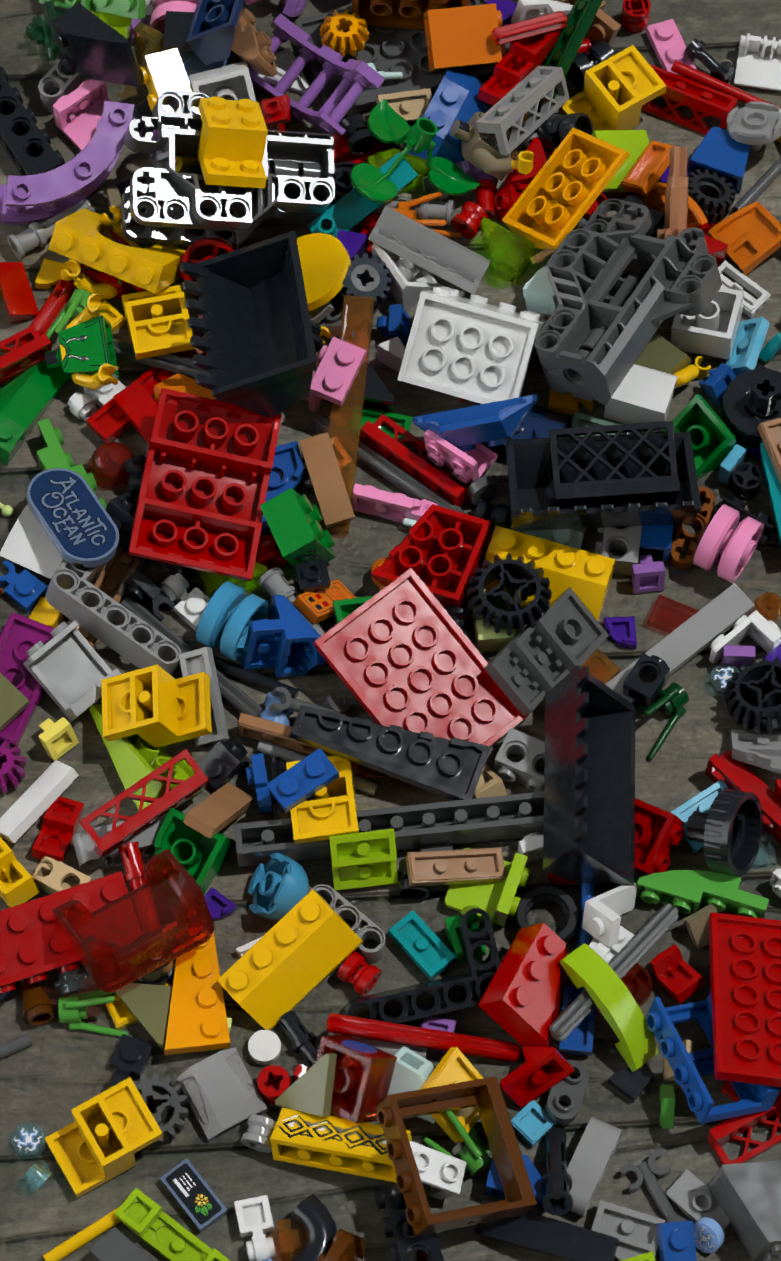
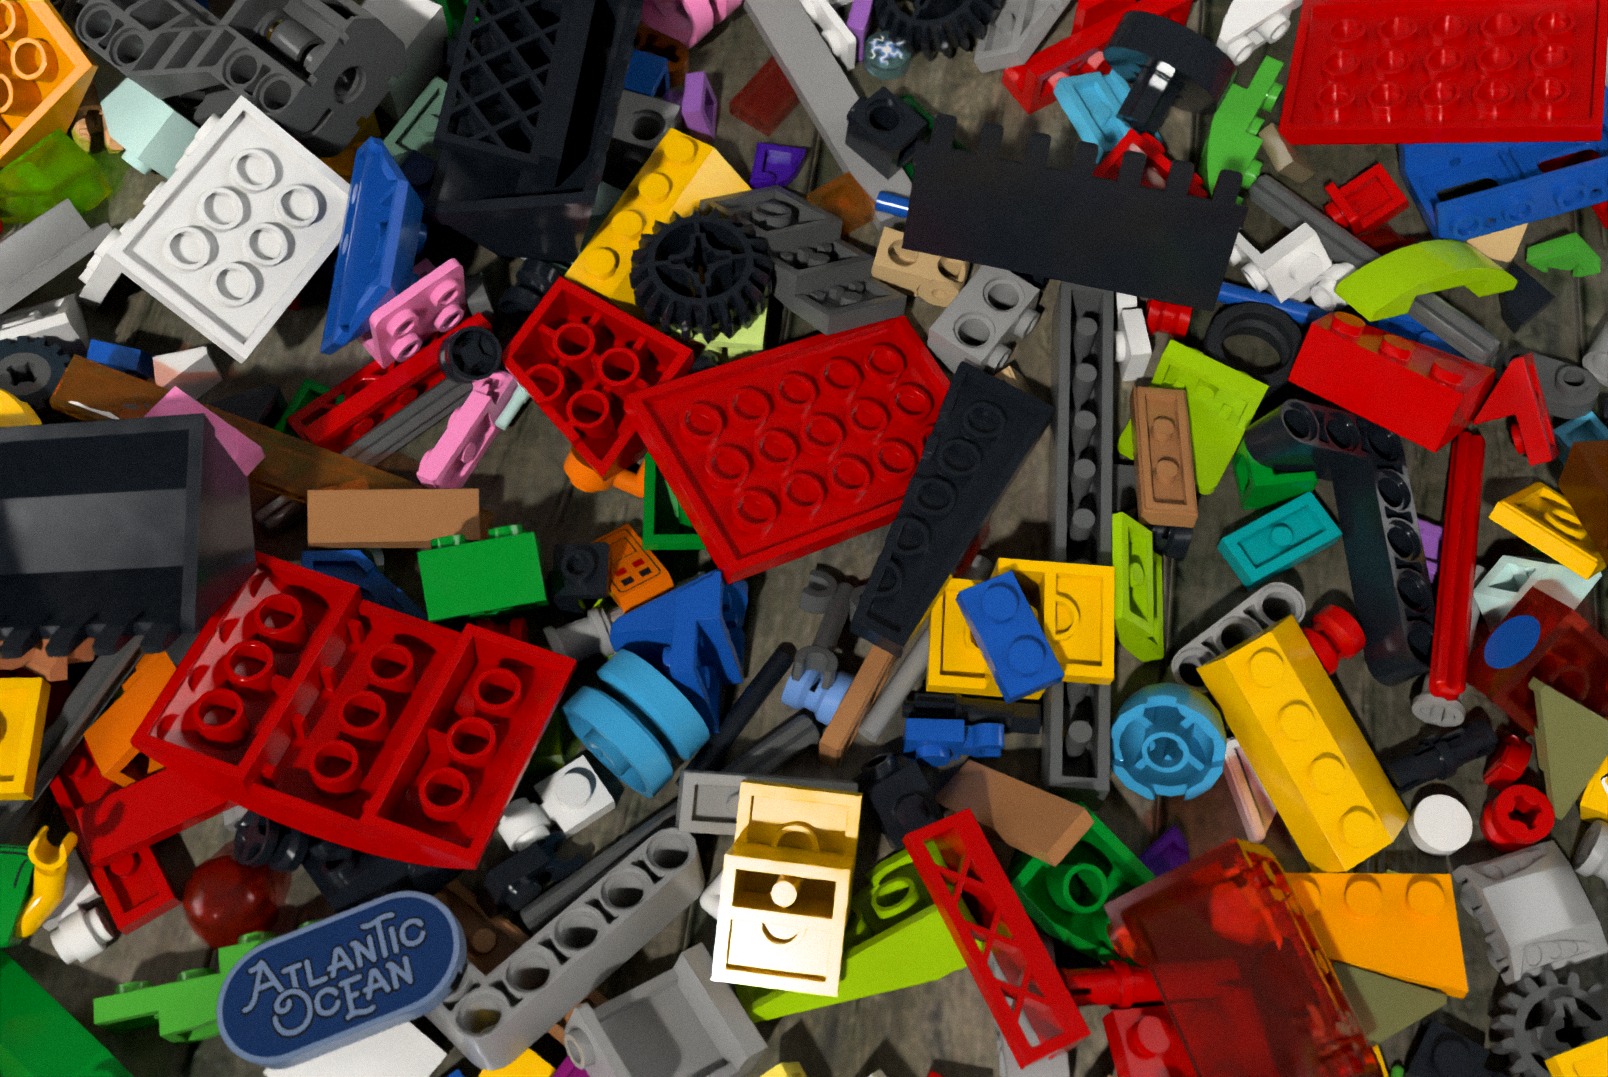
camera: 80 degrees left, 0 degrees up
(423, 489) = (477, 350): none -> black wheel

